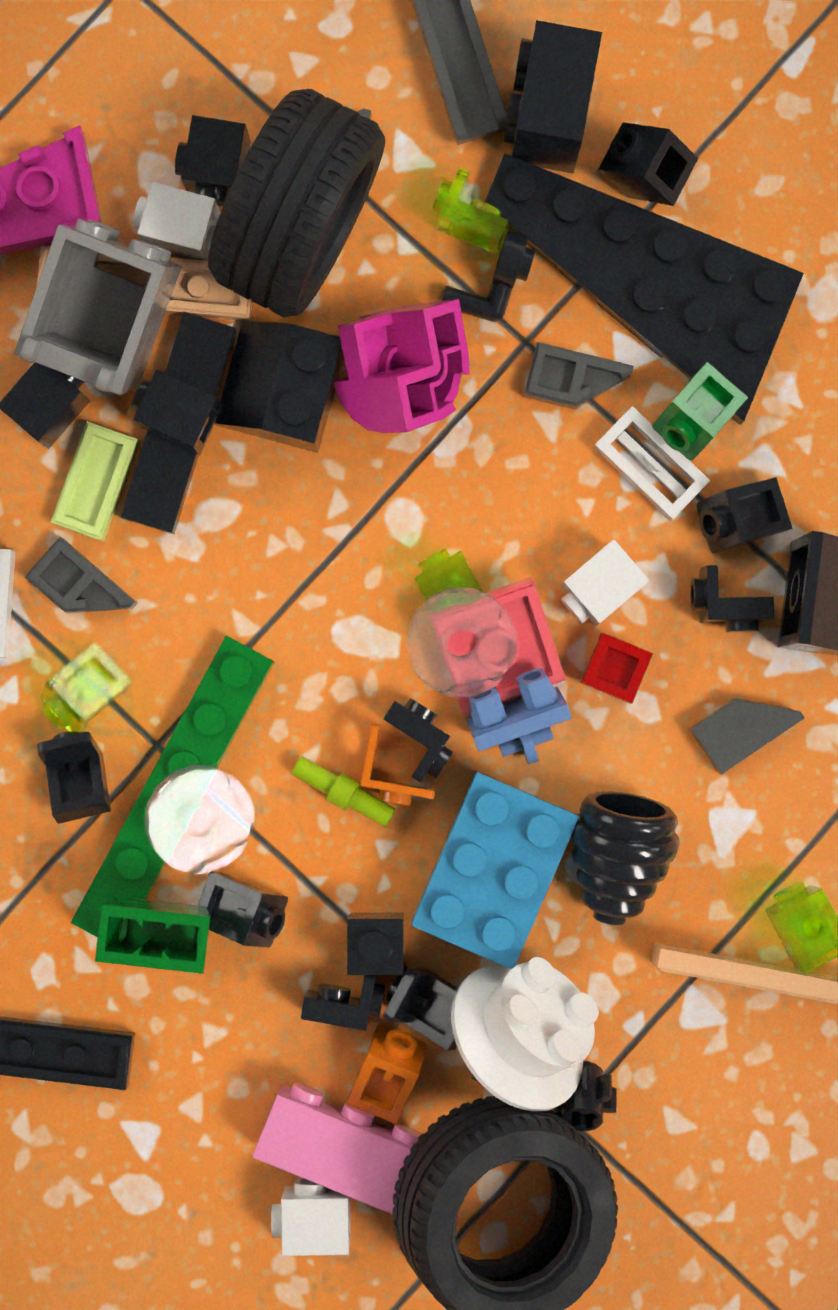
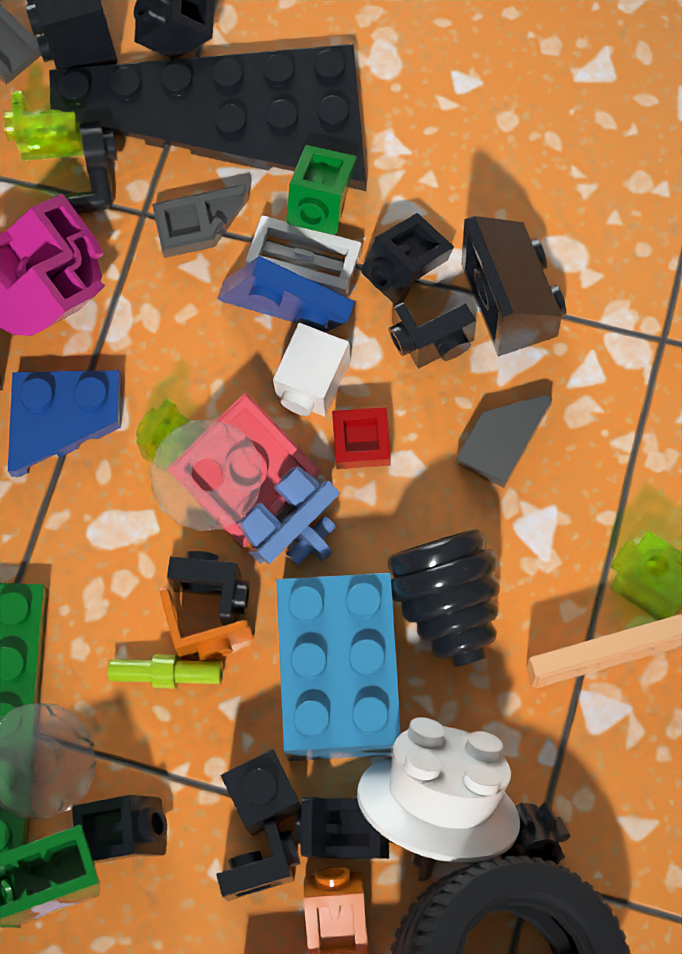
camera: 25 degrees left, 15 degrees down
(359, 505) = (60, 412): none -> blue wing
(609, 497) = (285, 295): none -> blue wing

